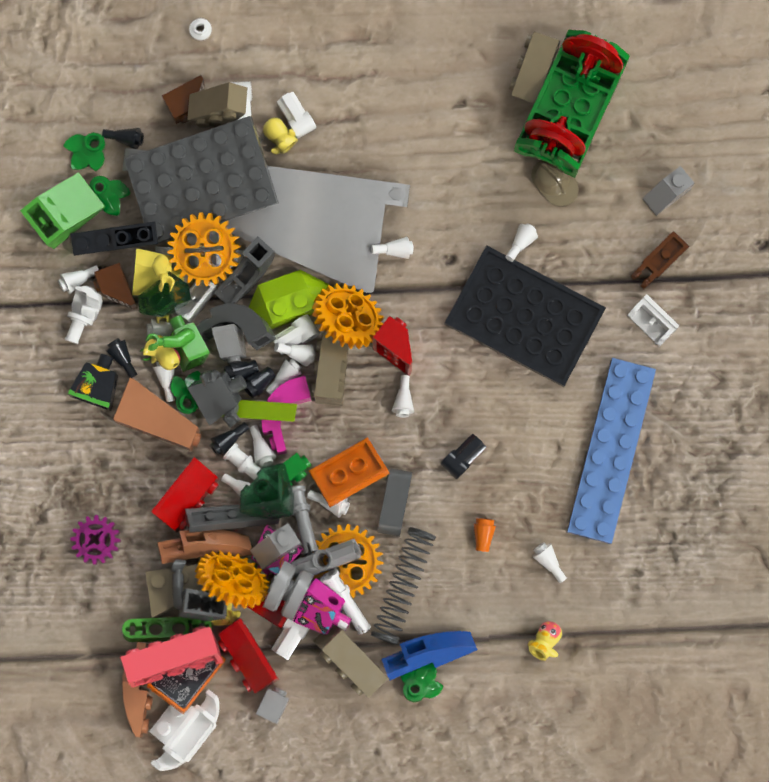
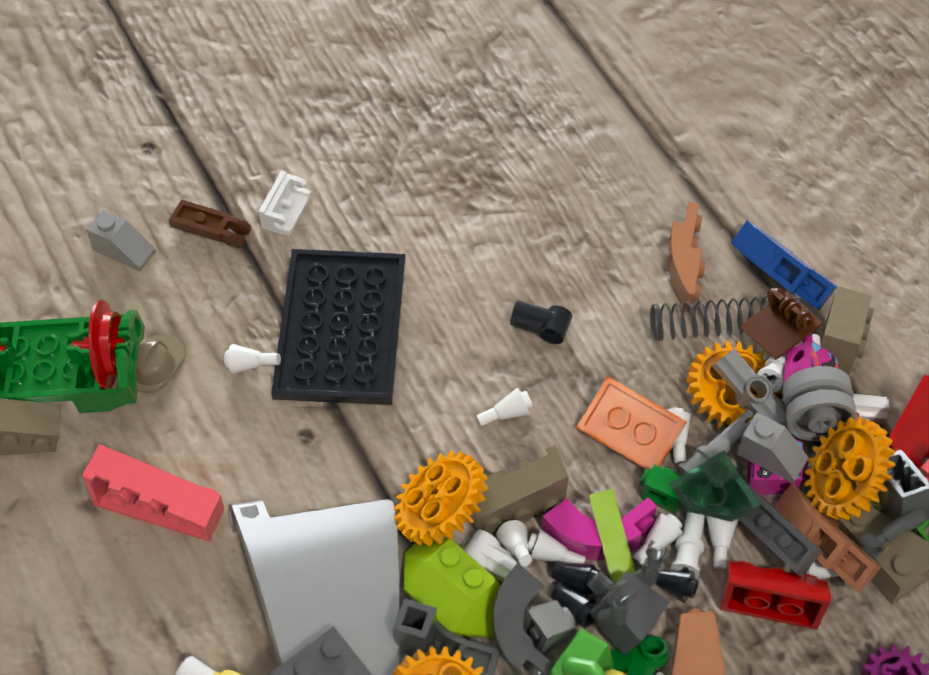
camera: 115 degrees left, 25 degrees down
(367, 608) = (780, 323): none -> reddish brown hinge
(394, 344) = (450, 417): red slope -> none
(394, 502) = (638, 364): dark grey beam -> none
(400, 248) = (319, 485): white cone -> none
(423, 679) = (819, 257): green plate -> none
(439, 141) = (151, 494): none -> coral wedge
(463, 583) = (685, 257): none -> nougat slope
(484, 532) = (616, 268): orange cone -> none
(545, 556) = (605, 205): white cone -> none
(546, 639) = (693, 170): light yellow animal -> none
(611, 451) = (452, 193): medium blue plate -> none

